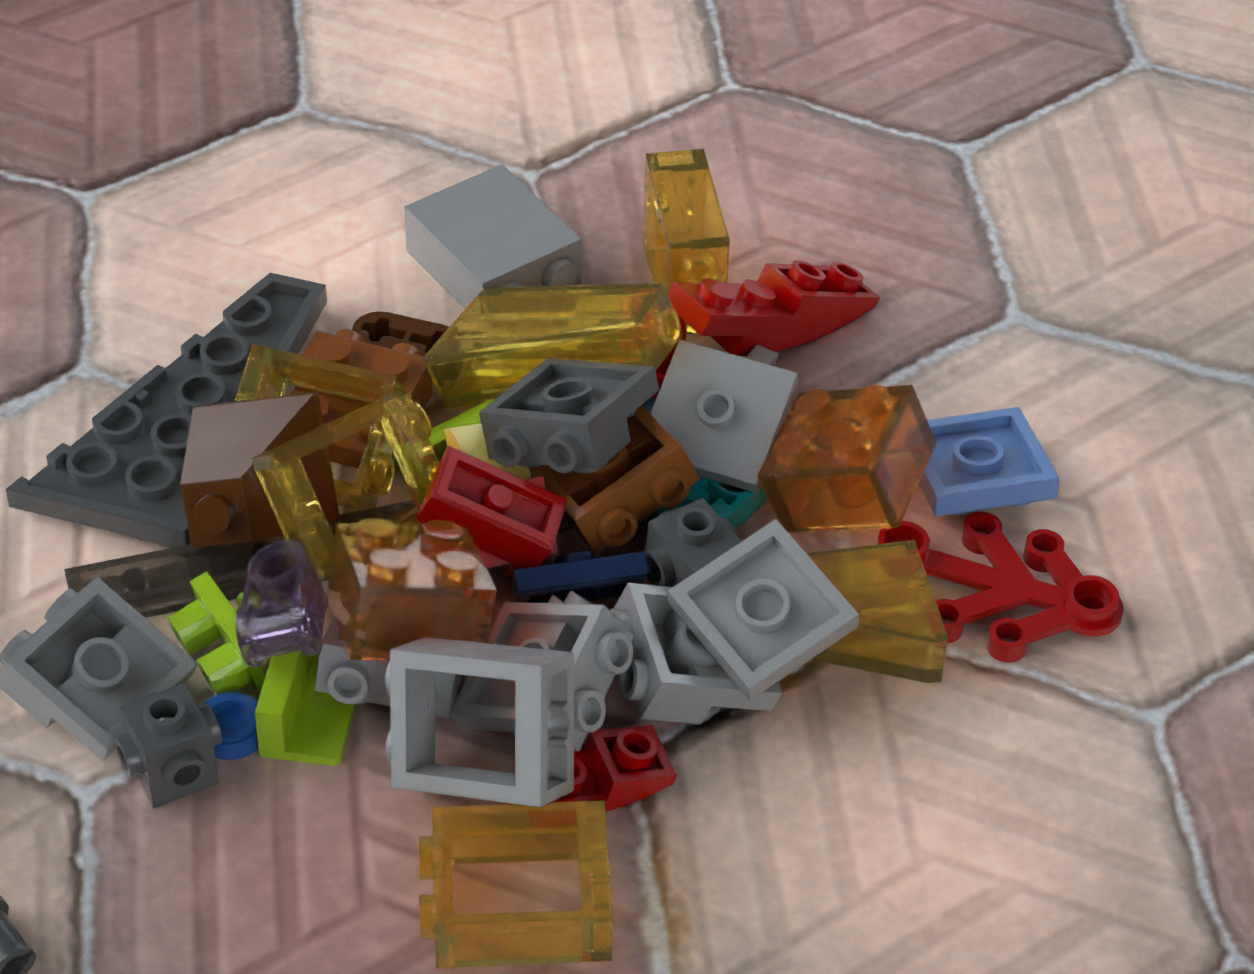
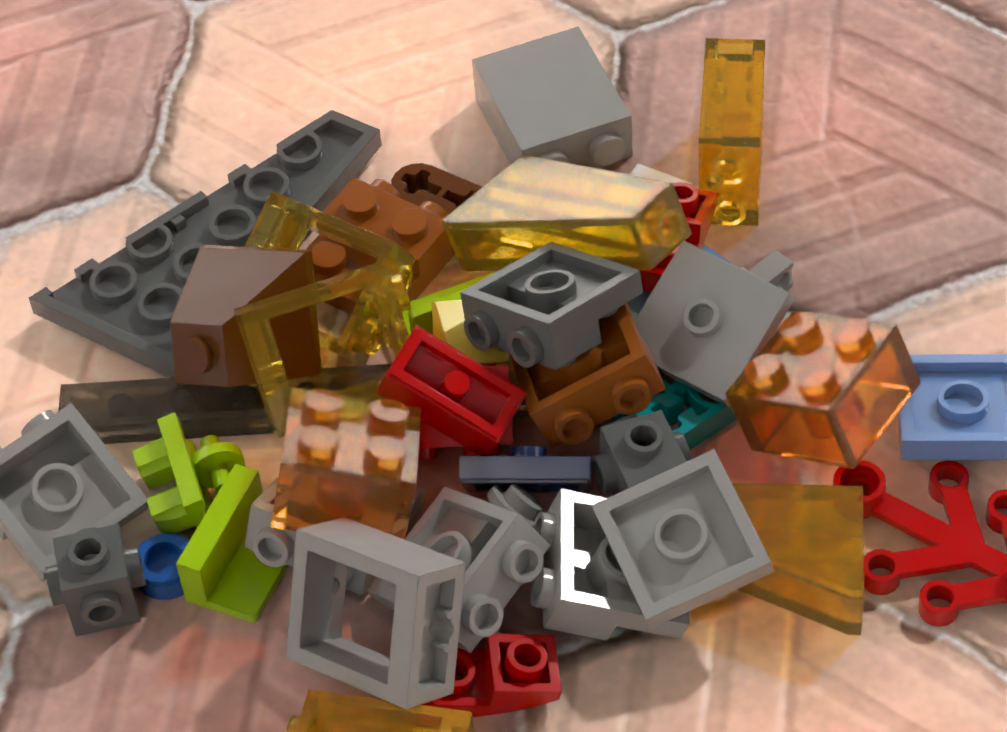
camera: 20 degrees right, 5 degrees up
(280, 605) = (220, 463): piece -> none
(779, 309) = (811, 216): red slope -> none

